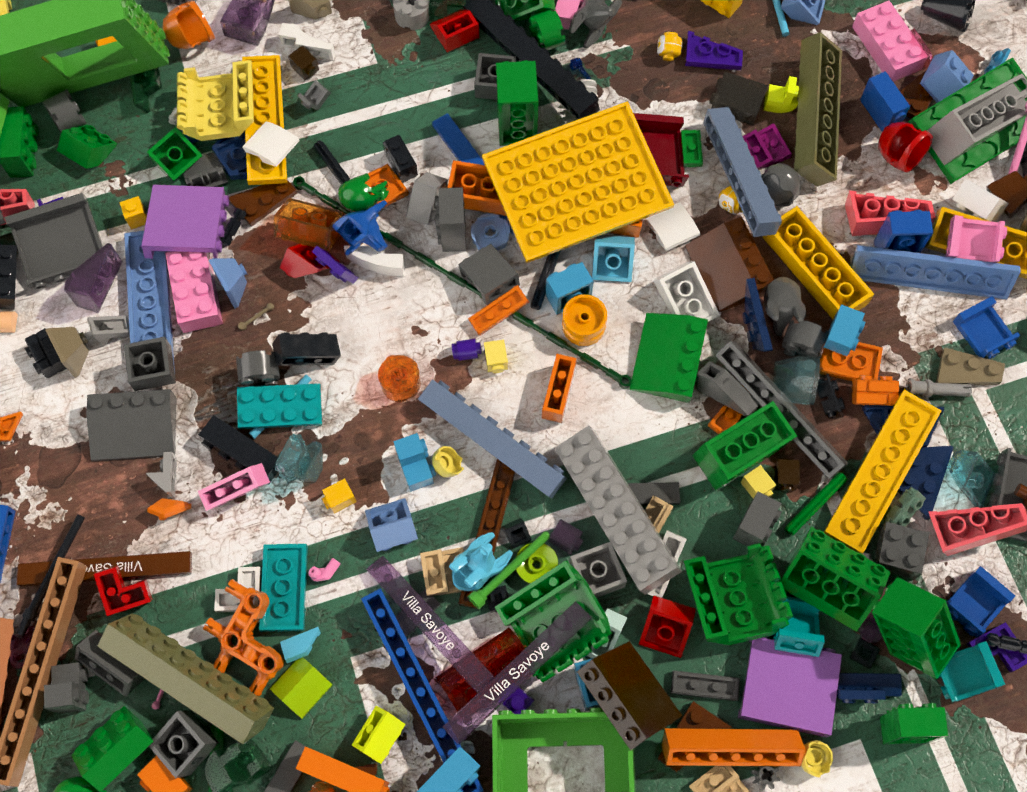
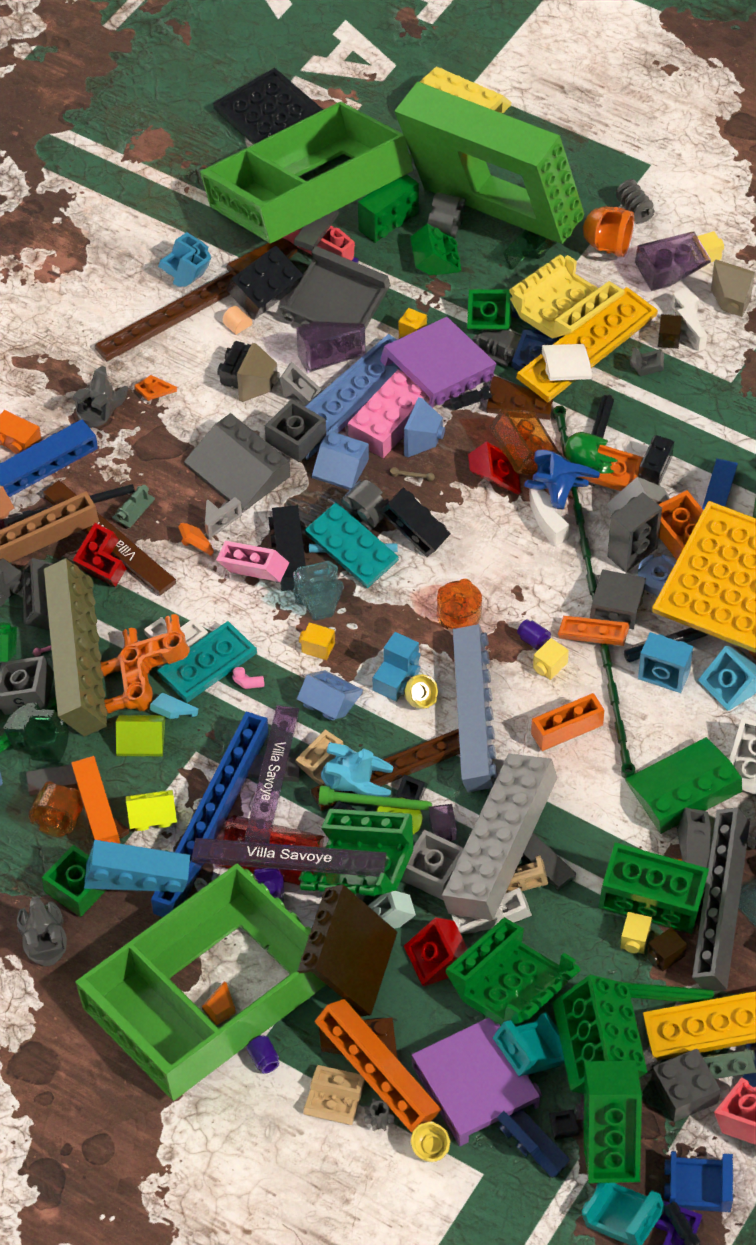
camera: 50 degrees right, 15 degrees down
(96, 529) = (134, 507): none -> sand green hinge
(200, 354) = (340, 460): none -> medium blue slope
(337, 269) = (506, 488): dark purple plate -> none
(584, 320) = (649, 696): light orange wheel -> none
(705, 685) = (413, 1017): dark grey tile -> none
(758, 520) = (597, 948): dark grey brick -> none
(913, 725) = (526, 1186): green brick -> none

